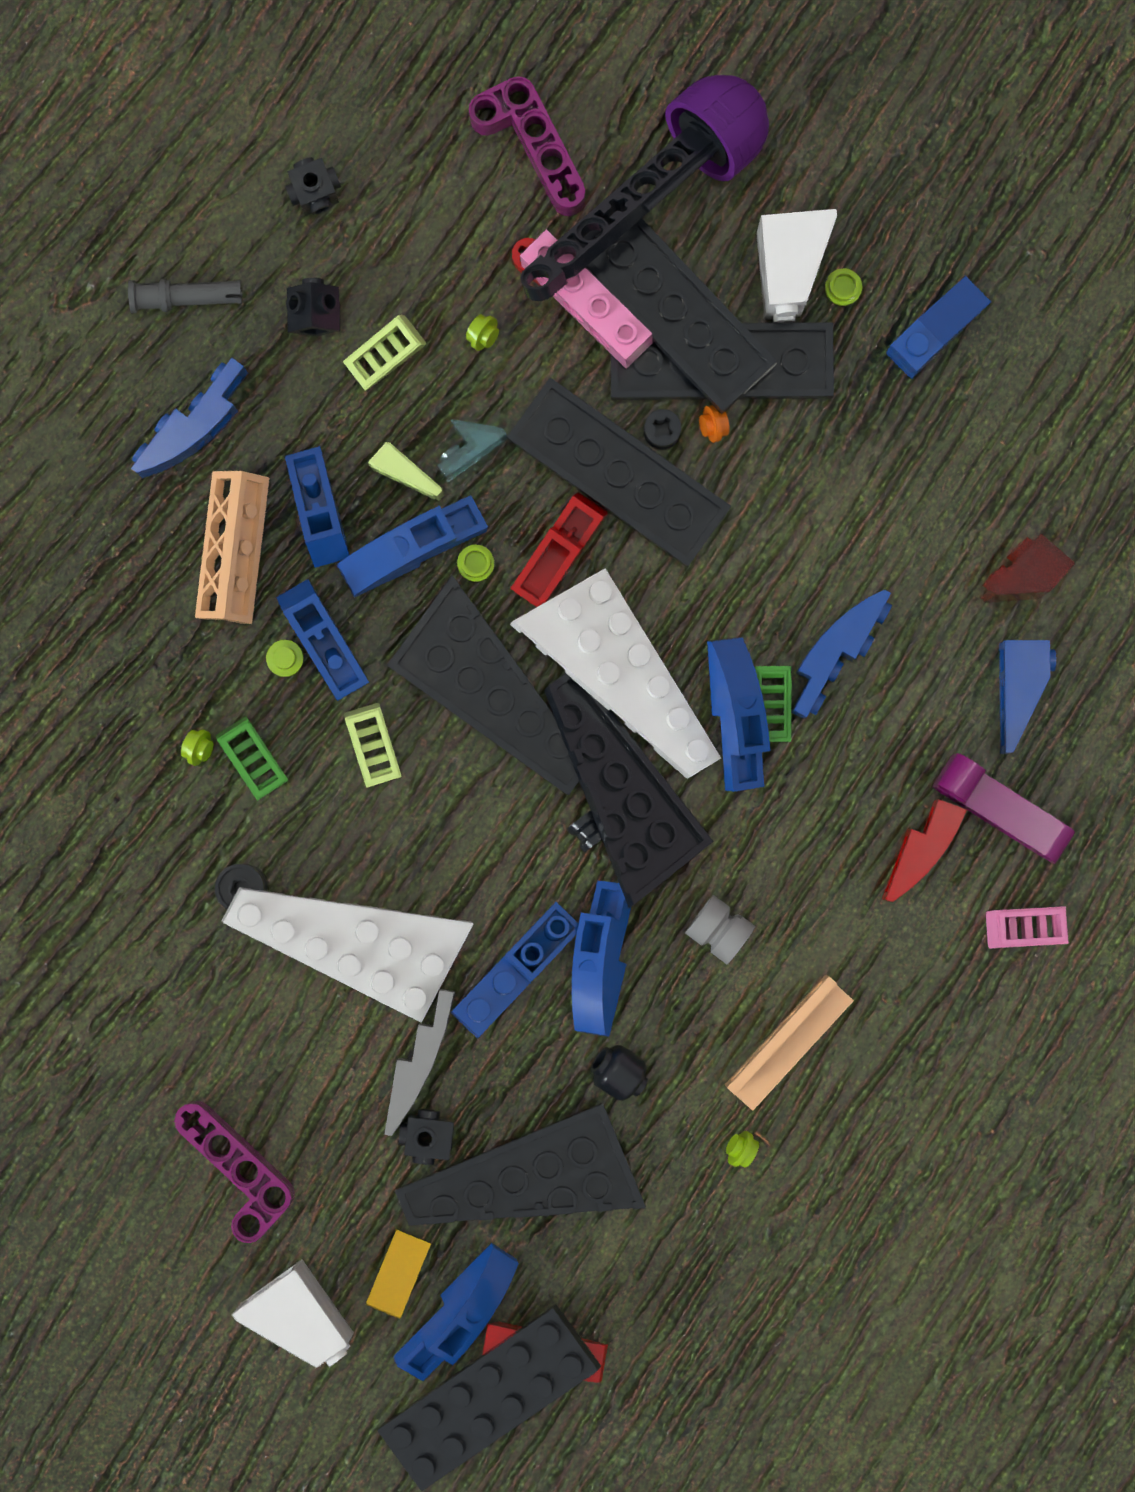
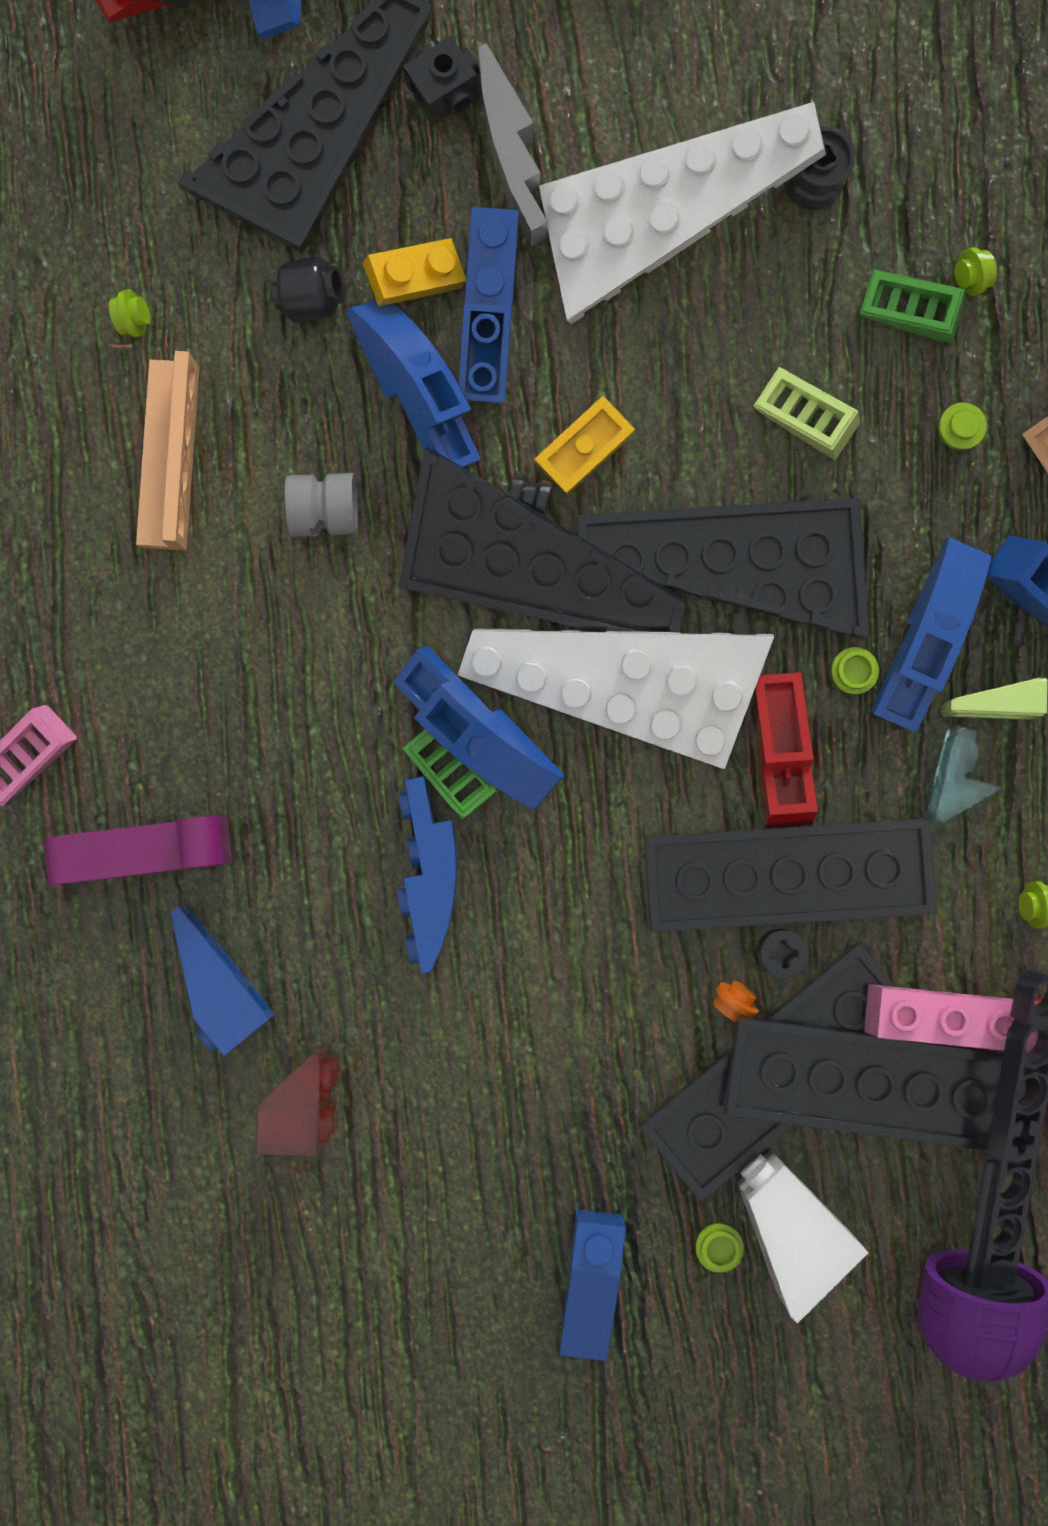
camera: 135 degrees right, 0 degrees up
(322, 639) = (945, 472): blue slope -> none
(527, 835) = (584, 446): none -> yellow plate
(544, 1029) = (414, 272): none -> yellow plate
(923, 850) = (185, 745): red slope -> none

